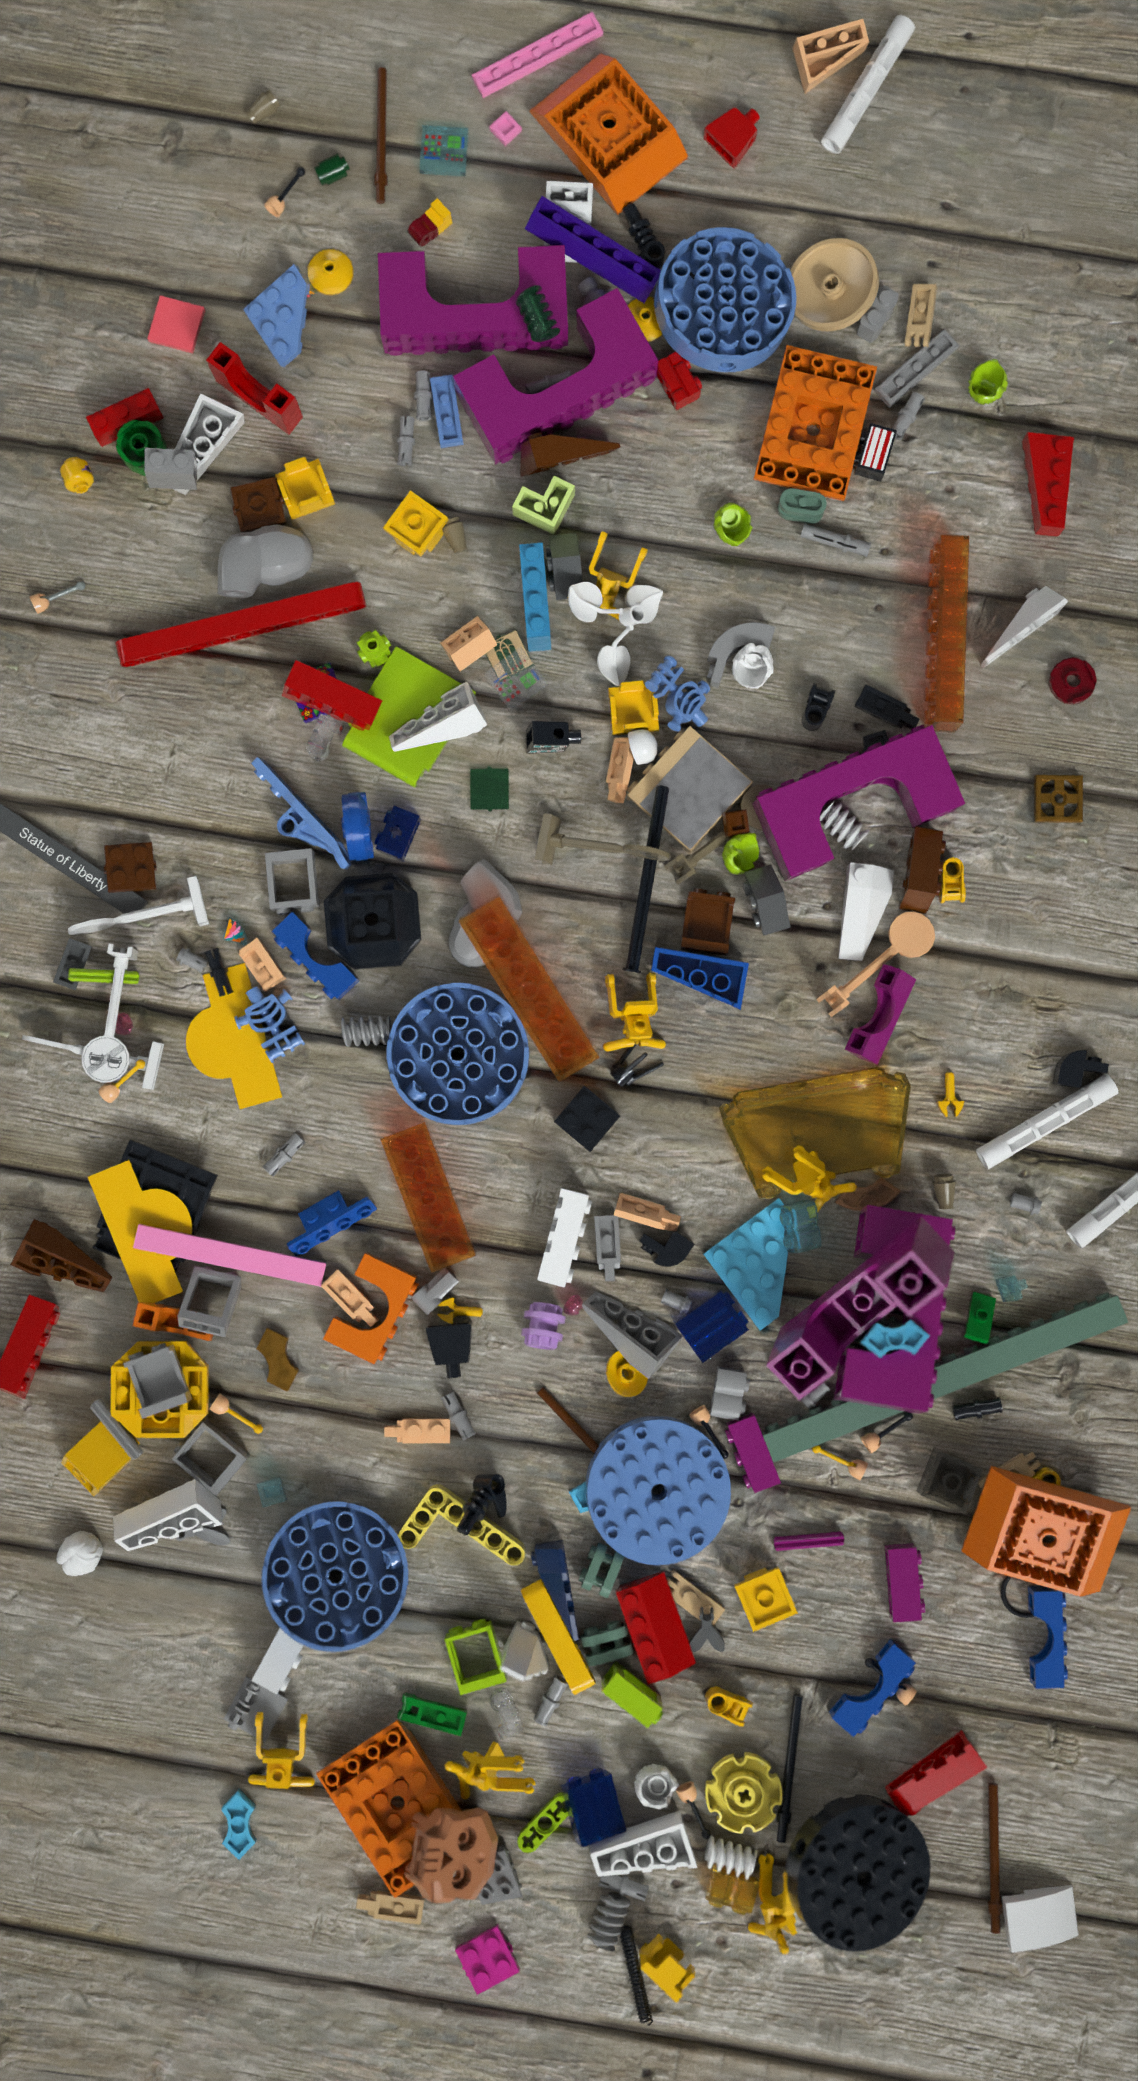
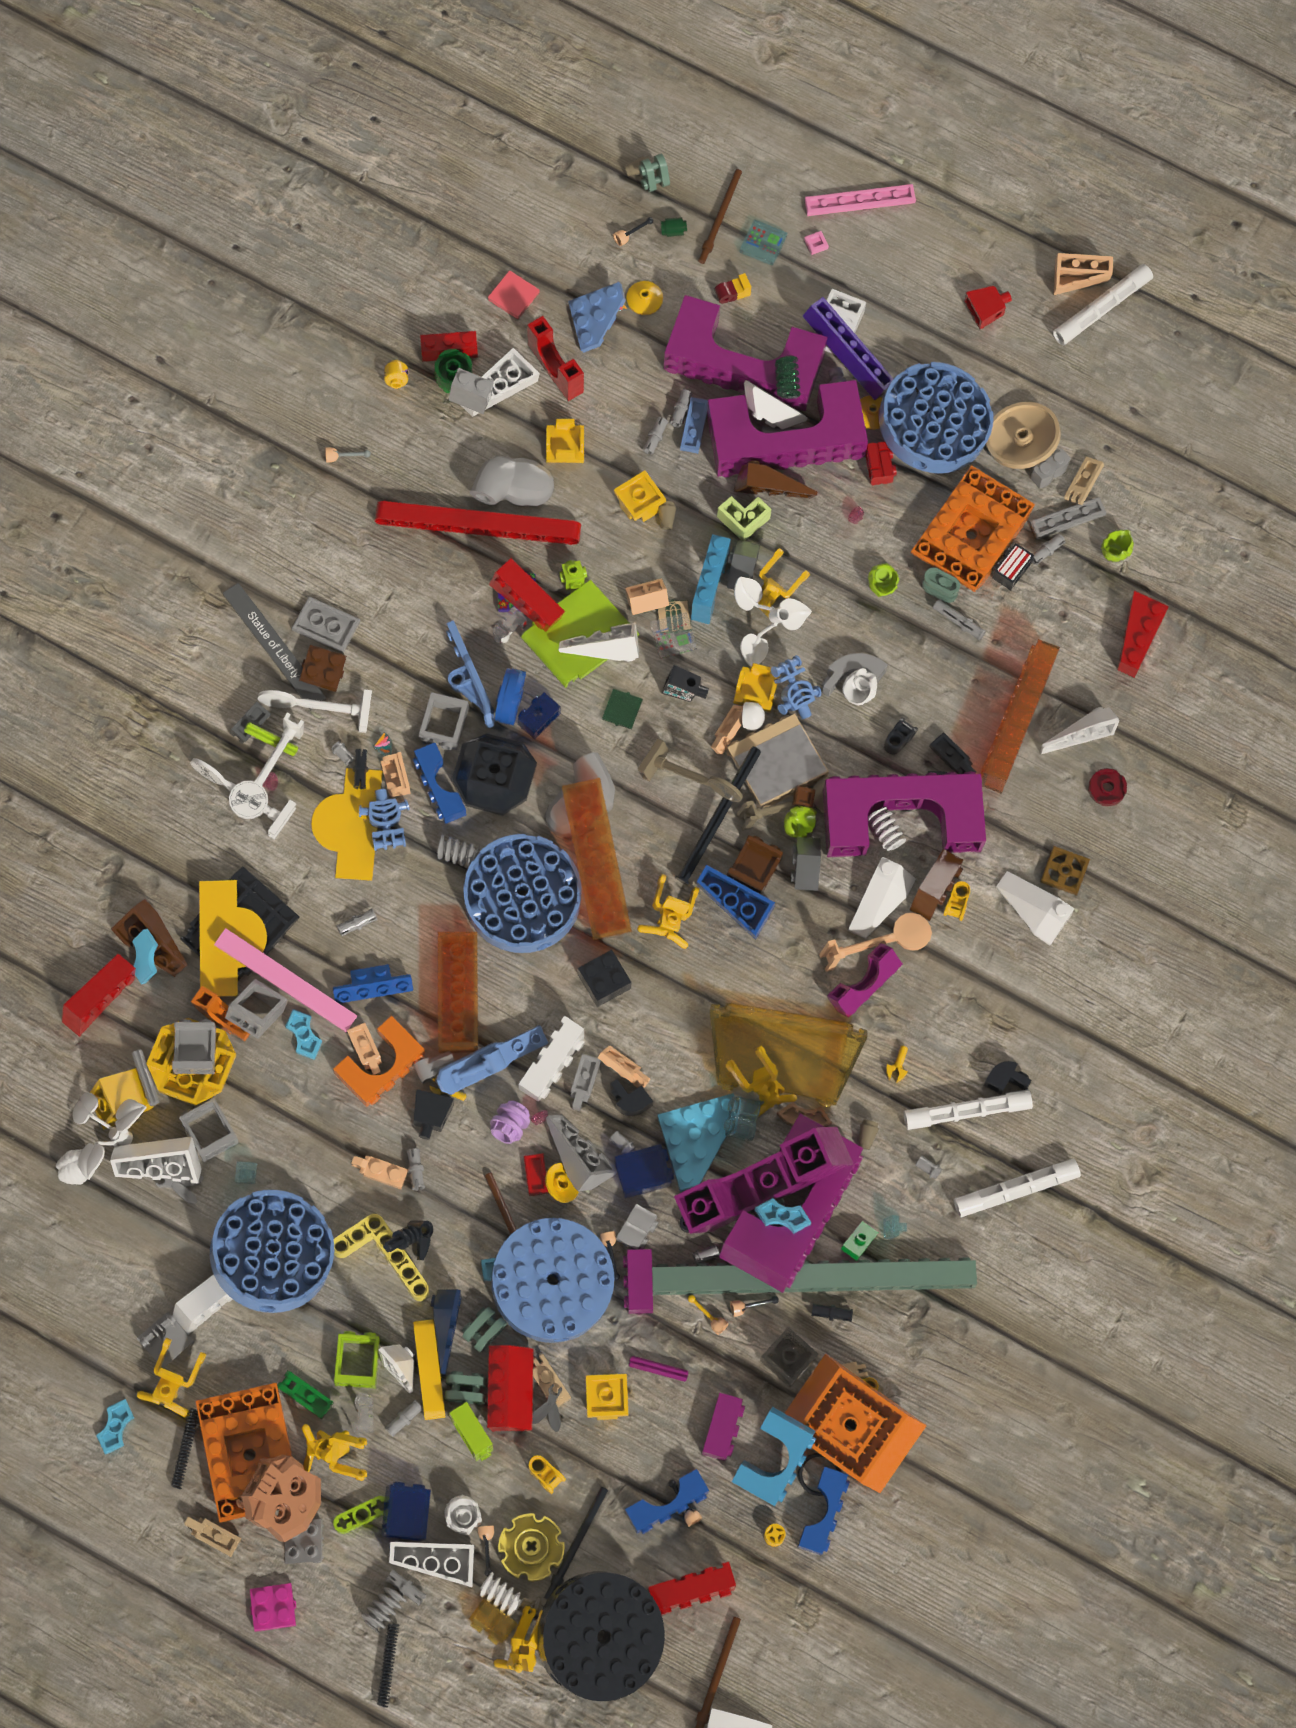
camera: 10 degrees right, 15 degrees down
(62, 1290) = (145, 947): none -> medium azure tile
(111, 1090) = (241, 826): hinge -> none
(113, 812) = (326, 624): none -> light grey tile
(113, 1499) = (126, 1115): none -> white plant
(221, 1406) = (232, 1094): hinge -> none
(258, 505) = (525, 441): reddish brown plate -> none
(274, 1348) = (289, 1084): pearl gold tile -> none
(275, 110) = (647, 171): none -> sand green brick
(282, 1314) = (307, 1042): none -> medium azure tile
(324, 1824) = (179, 1462): none -> black piece
(493, 1263) = (488, 1060): none -> medium blue piece
(529, 359) = (771, 408): none -> white wedge
(592, 1370) = (535, 1174): none -> red tile
(620, 159) = (894, 293): orange slope -> none
(624, 1073) = (645, 953): black plant -> none
(643, 236) = (892, 352): black piece -> none
(662, 1965) = (417, 1658): yellow panel -> none
(672, 454) = (856, 515): none -> clear pink piece
(980, 1629) = (771, 1485): none -> dark azure arch
(1005, 1684) = (777, 1530): none -> yellow wheel
(1046, 857) = (1039, 909): none -> white wedge

